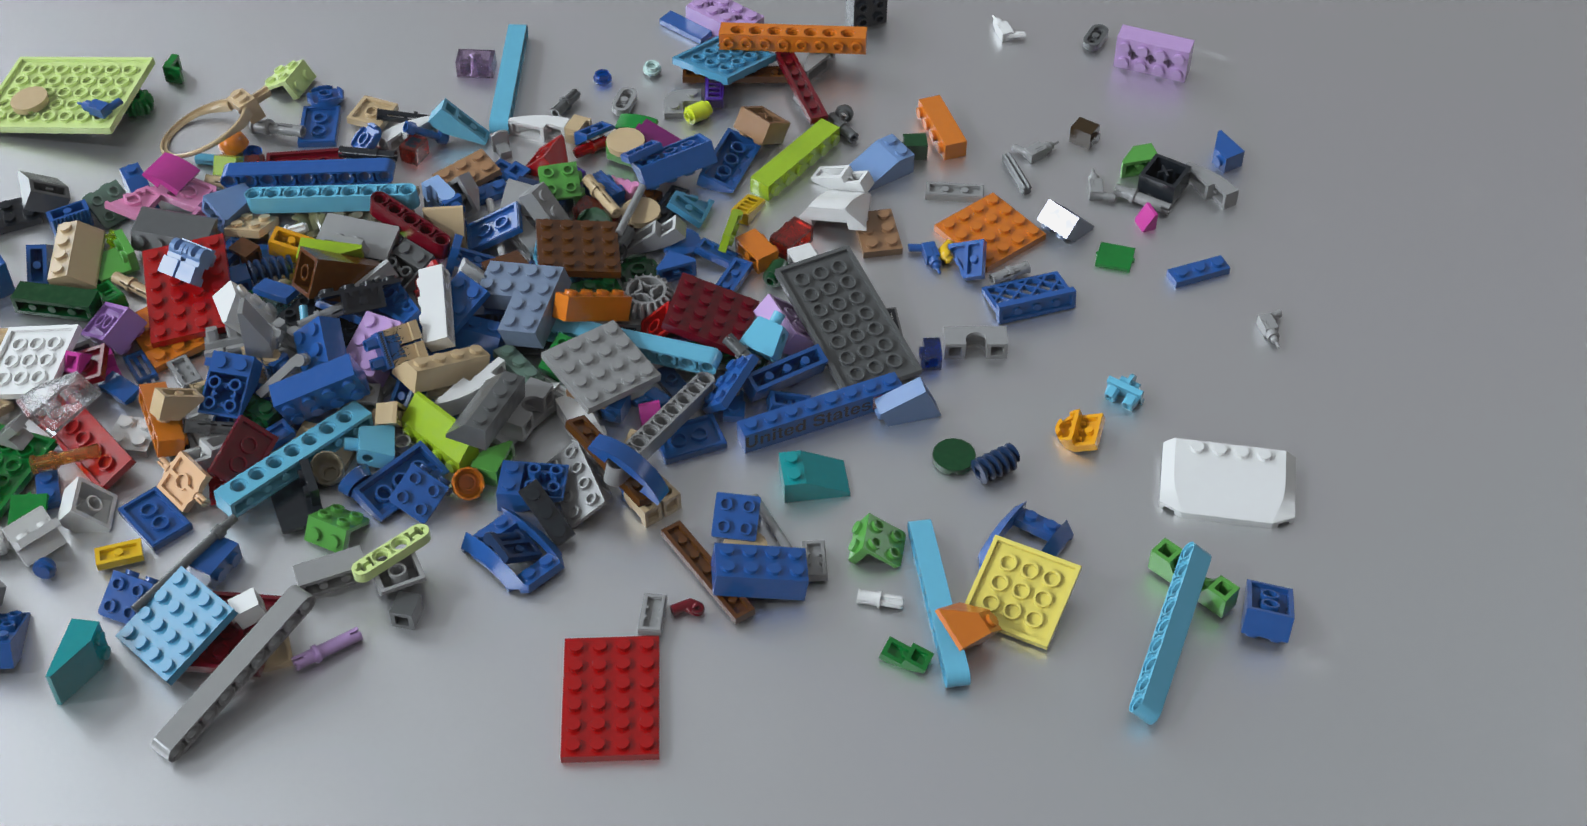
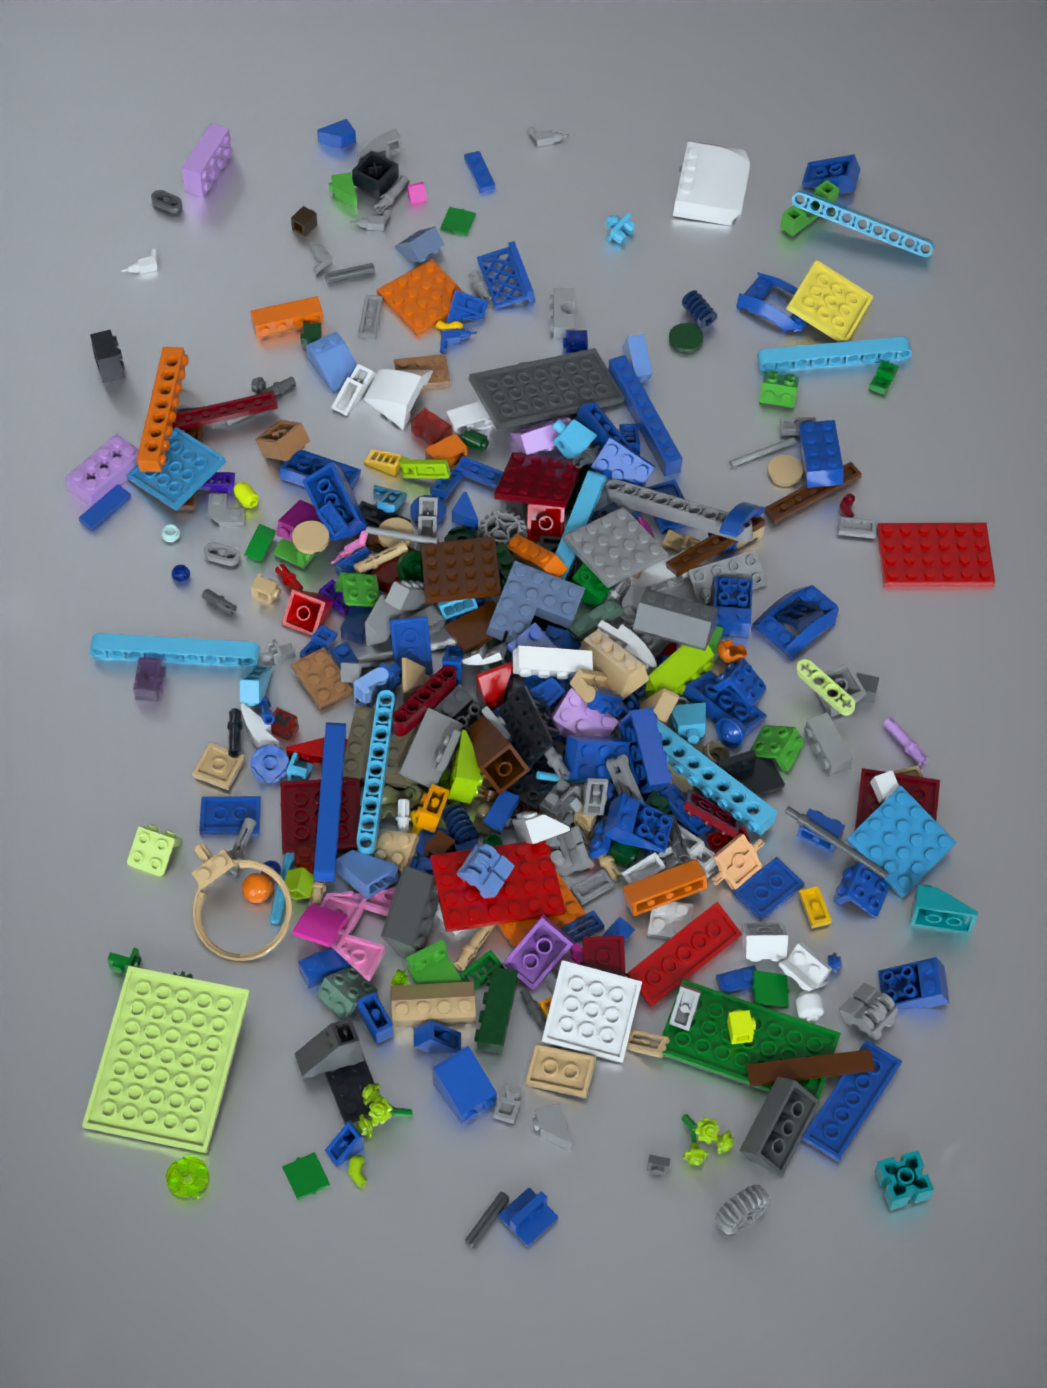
camera: 90 degrees left, 10 degrees up
(29, 100) = (180, 1088): tan tile -> none
(54, 460) = (717, 967): clear orange pin -> none
(58, 401) = (662, 965): clear slope -> none
(75, 361) = (601, 960): dark pink slope -> none
(100, 108) = (217, 1003): blue piece -> none
(174, 403) = (667, 861): tan slope -> none
(233, 673) = (948, 791): light grey beam -> none
(325, 96) = (186, 811): blue tile -> none
(356, 153) = (307, 744): black pin -> none
(537, 127) = (259, 616): white slope -> none
(546, 513) = (766, 591): black plate -> none
(592, 132) = (277, 572): blue slope -> none
(736, 516) = (764, 469): blue bracket -> none
(794, 159) = (323, 422): lime brick -> none
(811, 476) = (713, 426): teal slope -> none
(879, 599) = (833, 389): white axle -> none
(968, 624) = (865, 330): orange slope -> none
(1080, 431) = (661, 258): light orange slope -> none

